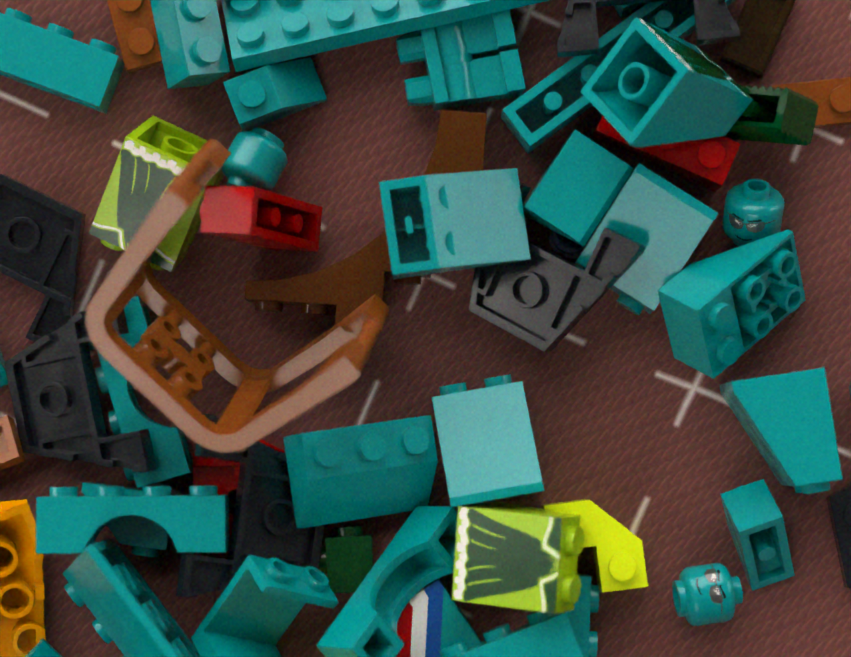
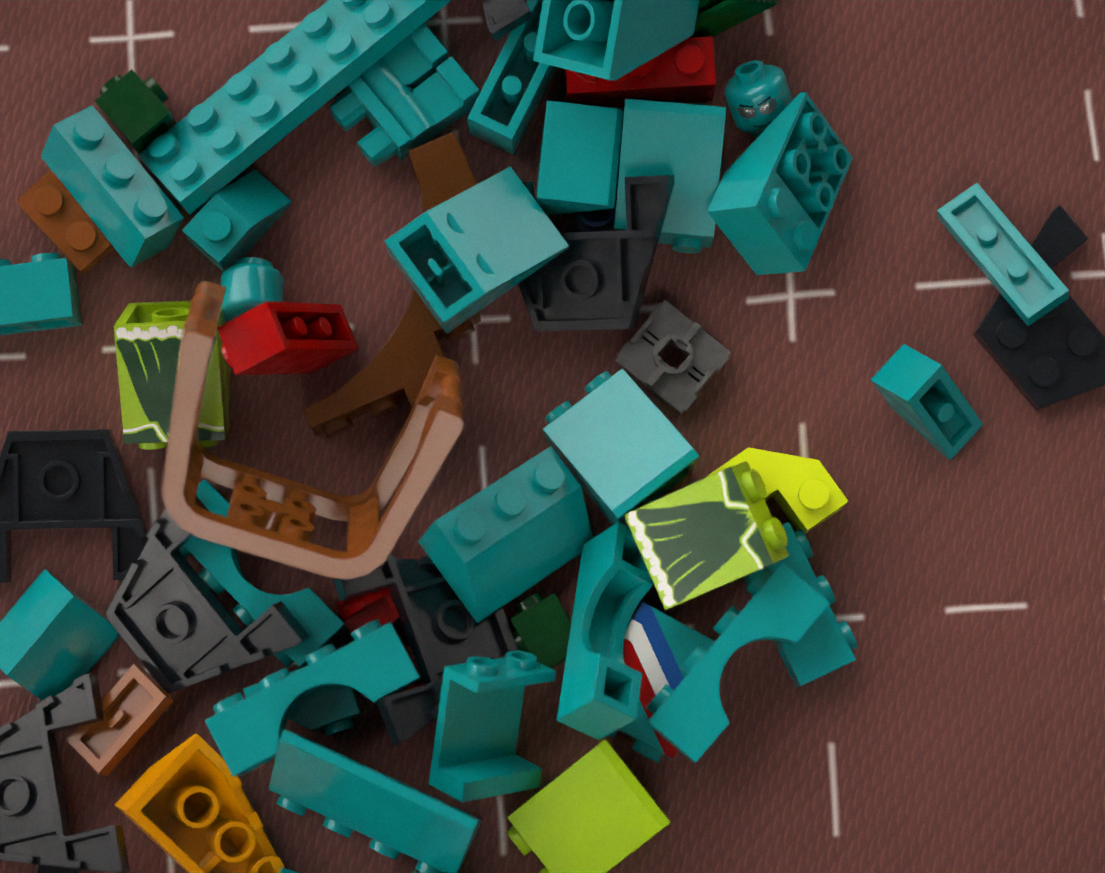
camera: 30 degrees left, 5 degrees down
(584, 366) = (688, 338): none -> flat silver piece
(706, 594) = (908, 483): teal head -> none
(790, 426) = (900, 278): teal slope -> none

